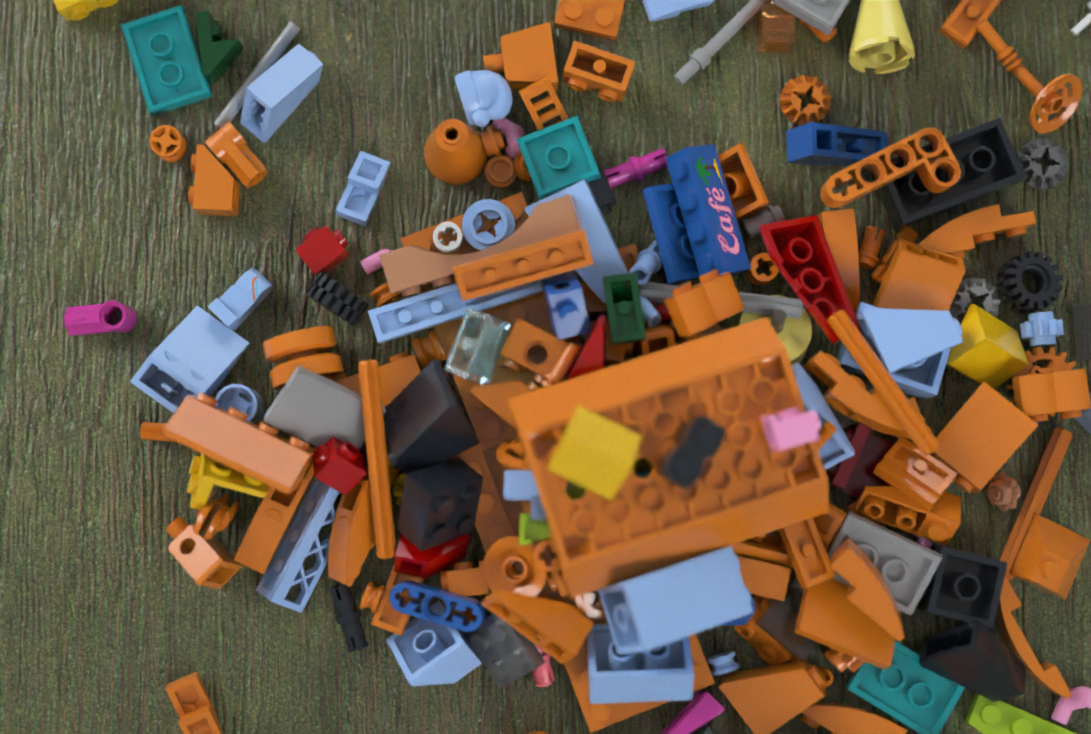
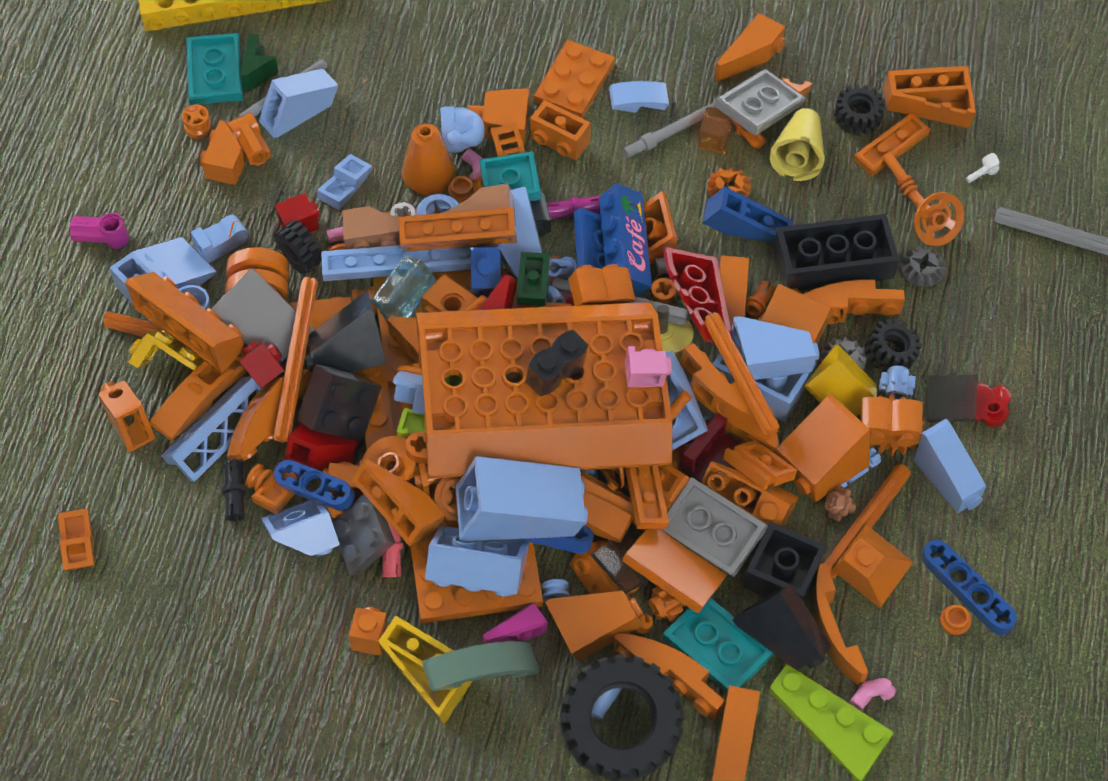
camera: 15 degrees right, 25 degrees down
(215, 515) = (146, 382): orange arm -> none
(492, 141) = (460, 164): orange plate -> none
(595, 453) = (474, 351): yellow slope -> none
(867, 587) = (696, 536): orange slope -> none
(885, 172) = (745, 230): orange beam -> none

